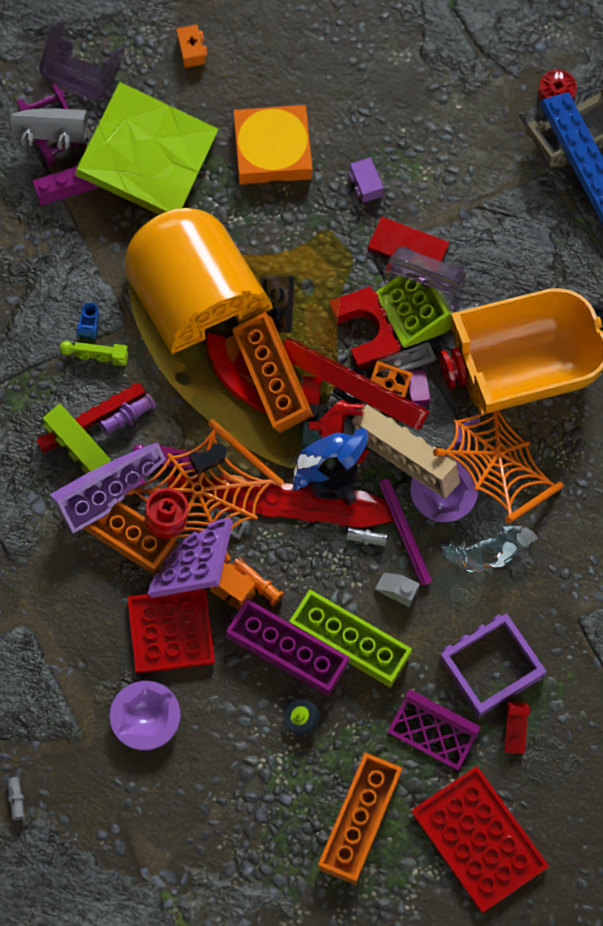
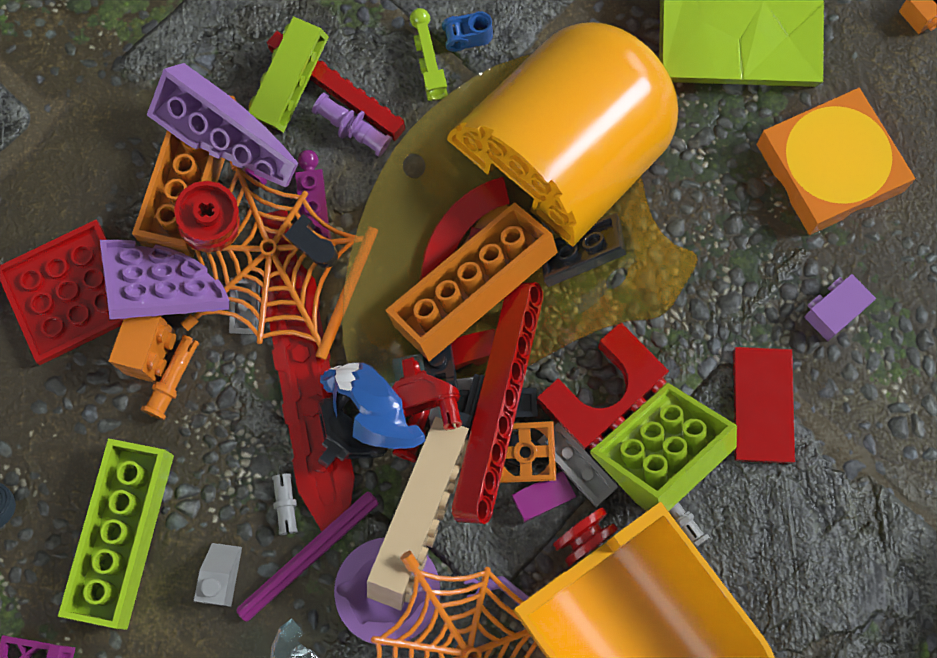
camera: 75 degrees right, 5 degrees up
(287, 647) = (85, 416): magenta brick -> none
(426, 271) = (719, 444): clear purple windscreen -> none

